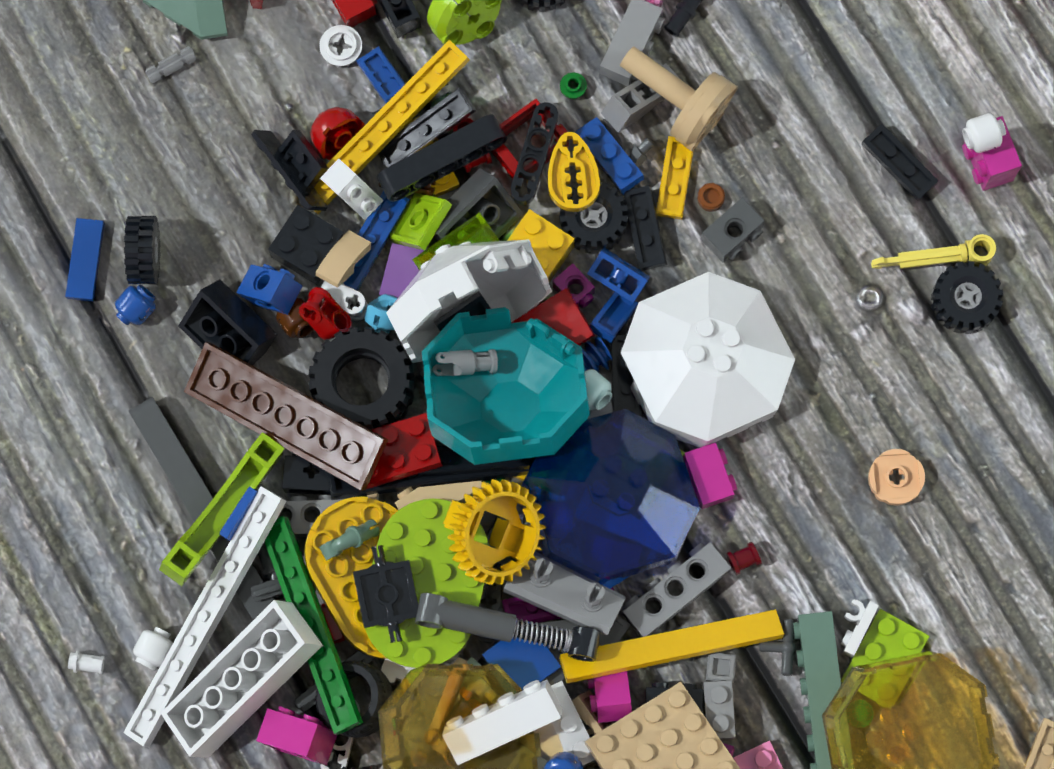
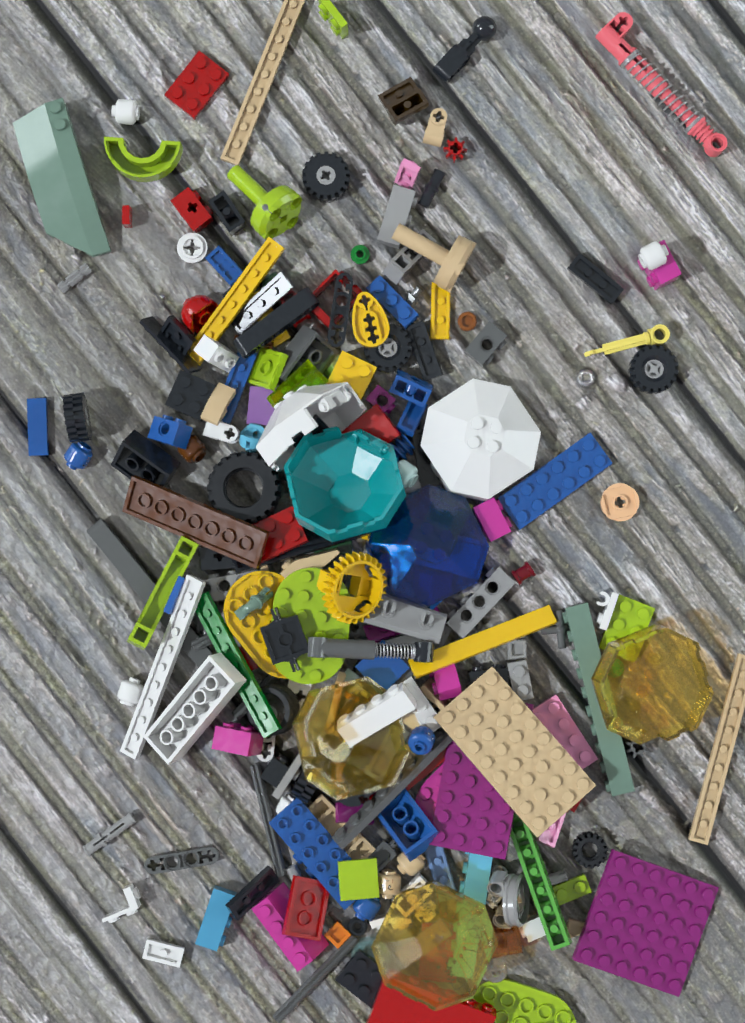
camera: 10 degrees left, 10 degrees up
(86, 662) = (86, 707): white pin -> none
(324, 316) = (211, 445): red piece -> none
(465, 362) = (314, 467): light grey piece -> none
(806, 435) = (554, 481): none -> blue plate

